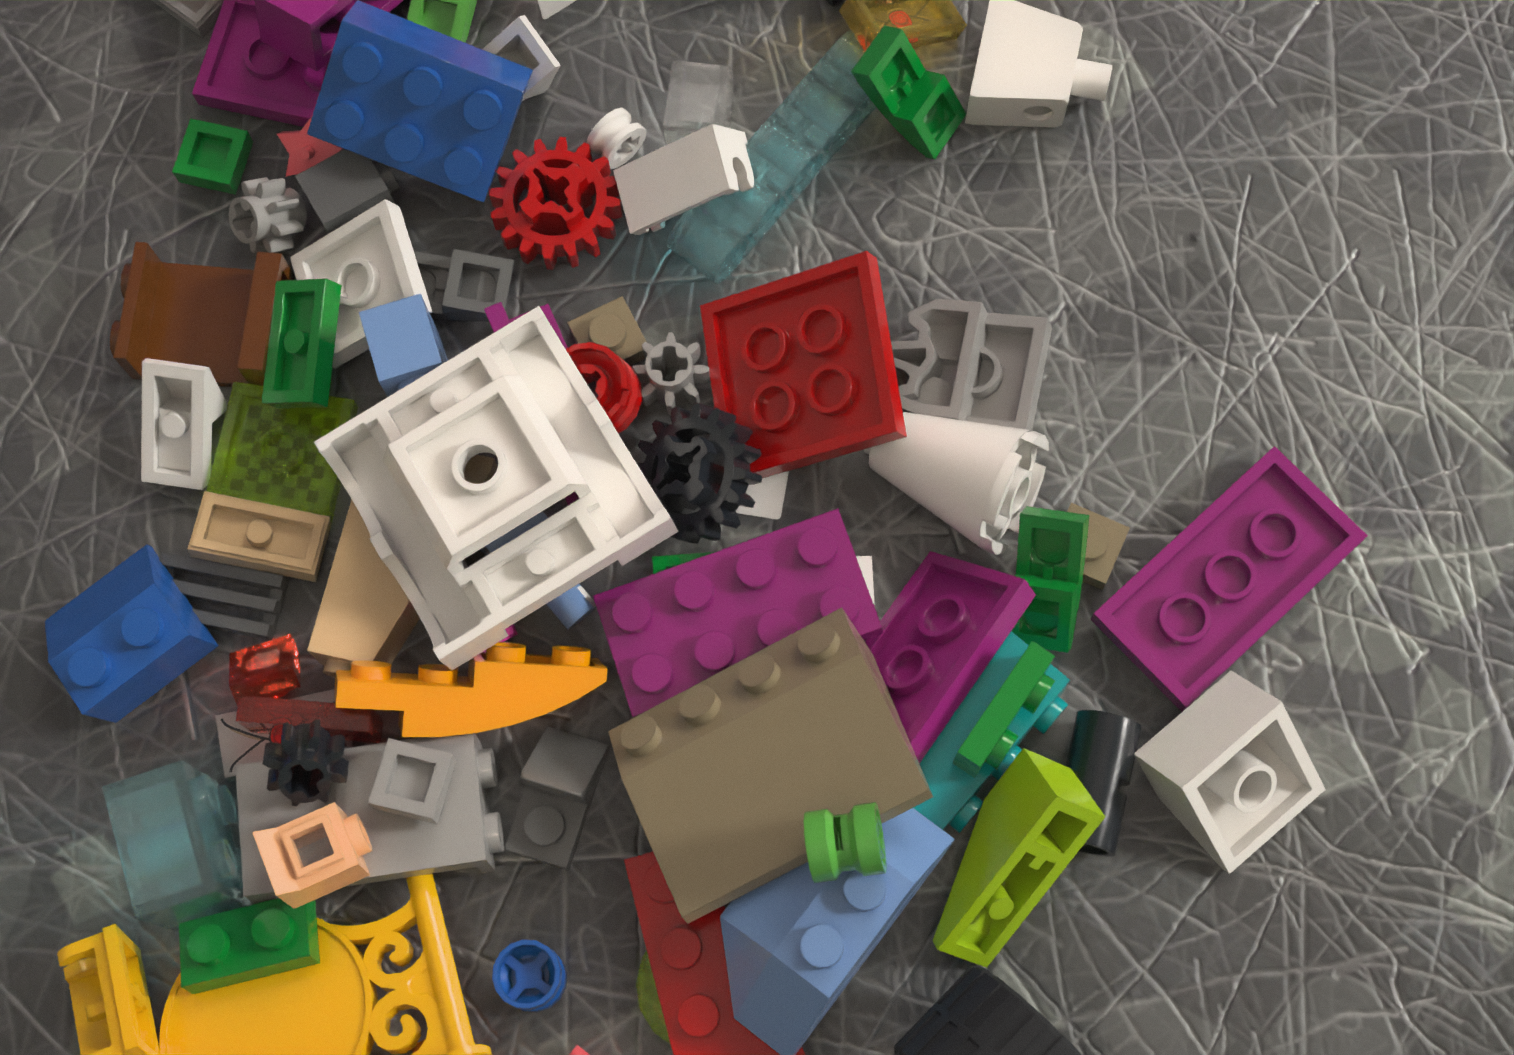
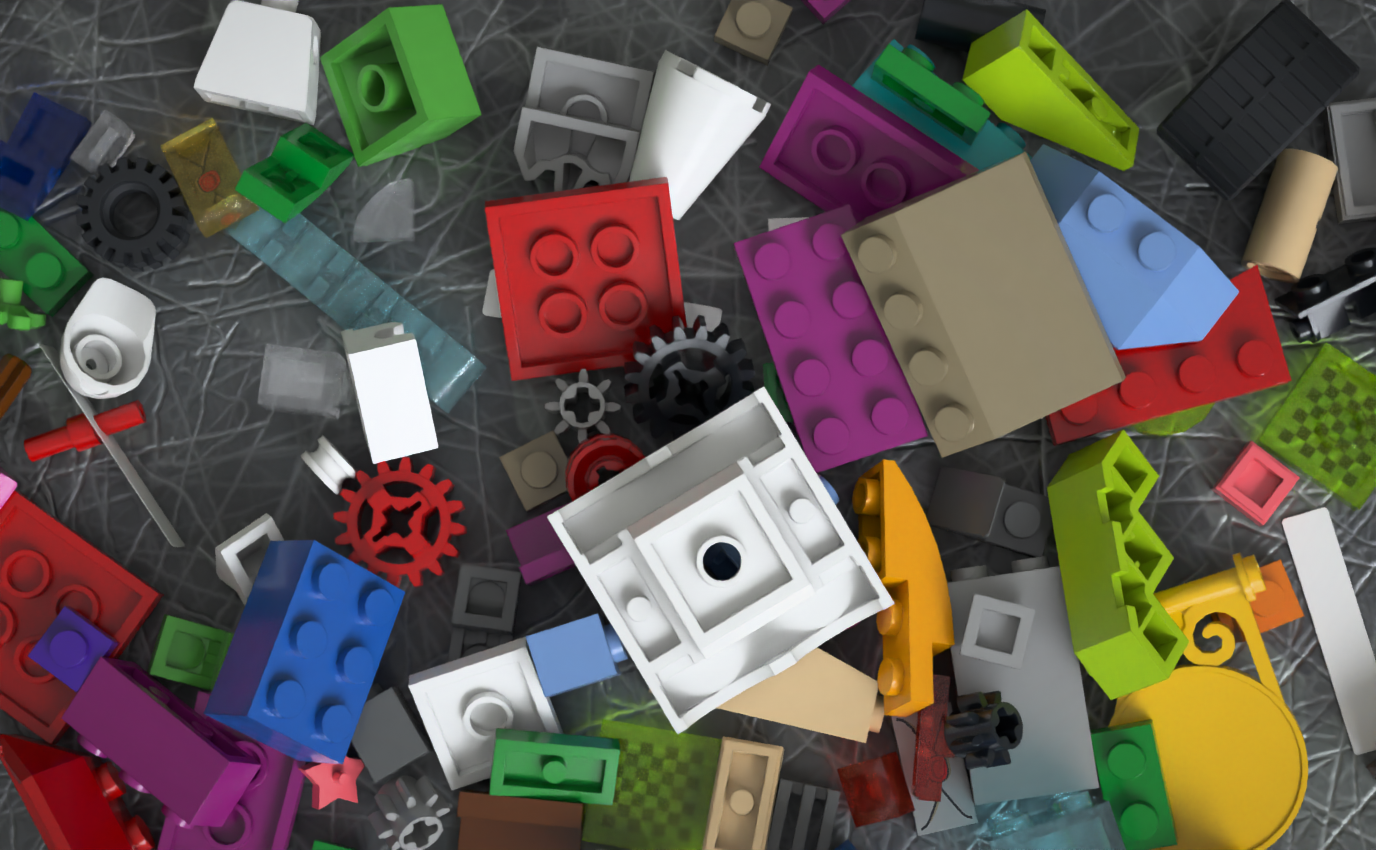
camera: 90 degrees left, 10 degrees up
(314, 854) = (1067, 716): light nougat window -> none
(480, 910) = (1113, 566): none -> lime brick
(521, 968) = (1170, 522): blue wheel -> none
(844, 842) = (1072, 225): bright green wheel -> none
(873, 191) = (388, 215): none -> clear tile
(1008, 195) = (400, 83): none -> bright green slope
(1052, 563) = (783, 54): green slope -> none

